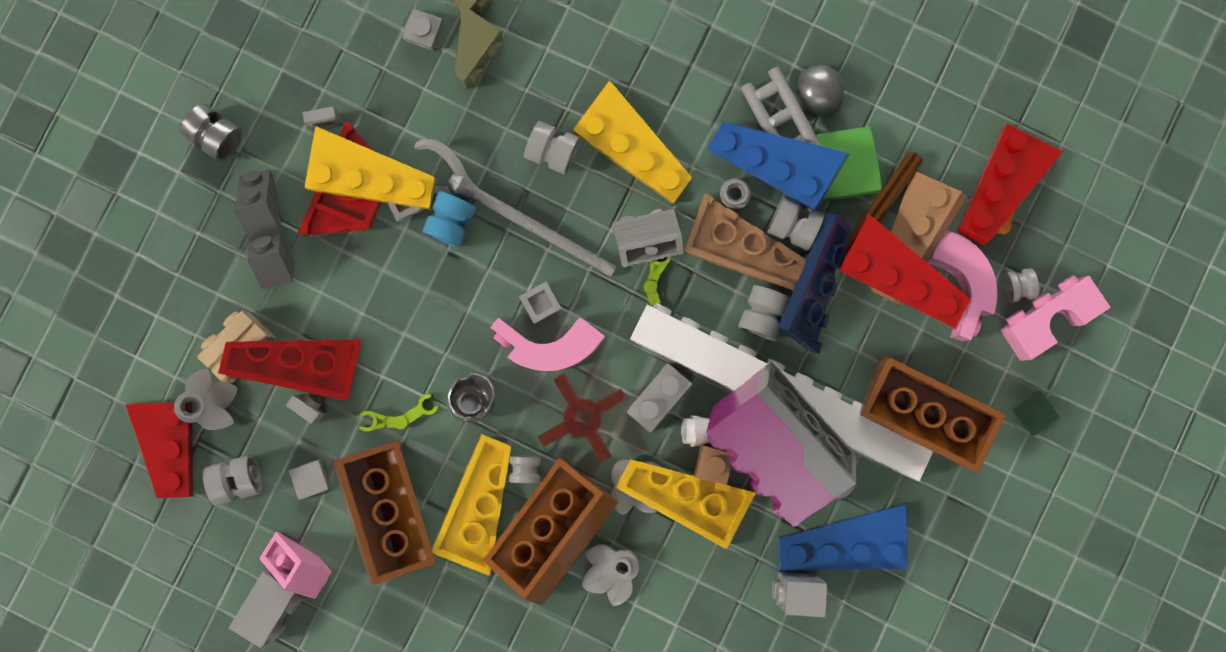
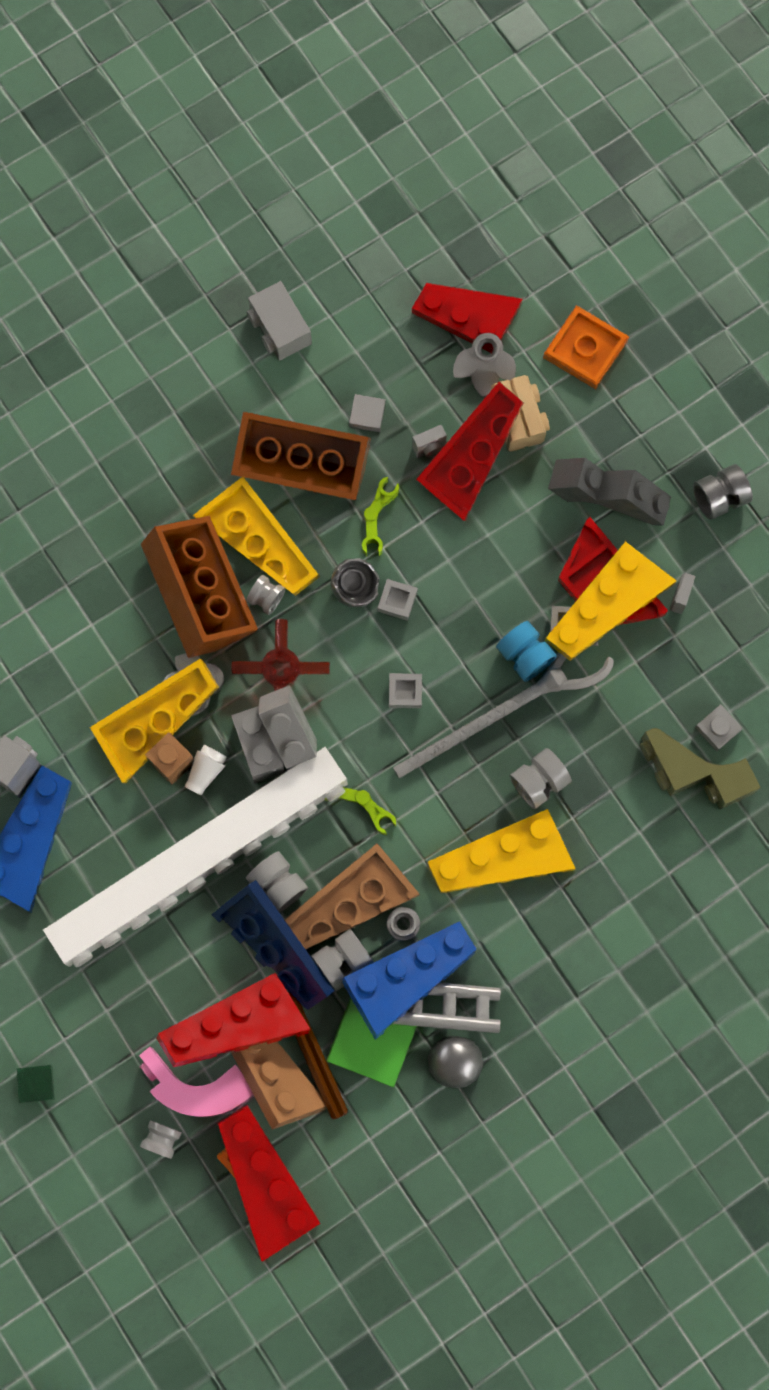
camera: 115 degrees right, 10 degrees down
(140, 324) = (586, 347): none -> orange tile
(226, 481) = (403, 351): light grey wheel -> none
(295, 566) = (299, 361): bright pink slope -> none
(464, 355) = (397, 599): none -> light grey plate
(554, 356) = (352, 668): bright pink arch -> none
(606, 574) = (130, 615): light grey plate -> none
(633, 378) = (287, 727): none -> light grey brick
(648, 237) = (408, 817): light grey brick -> none
(783, 445) = (149, 821): magenta piece -> none
(931, 413) = (95, 976): dark orange slope -> none
(1030, 331) = (117, 1183): bright pink arch -> none

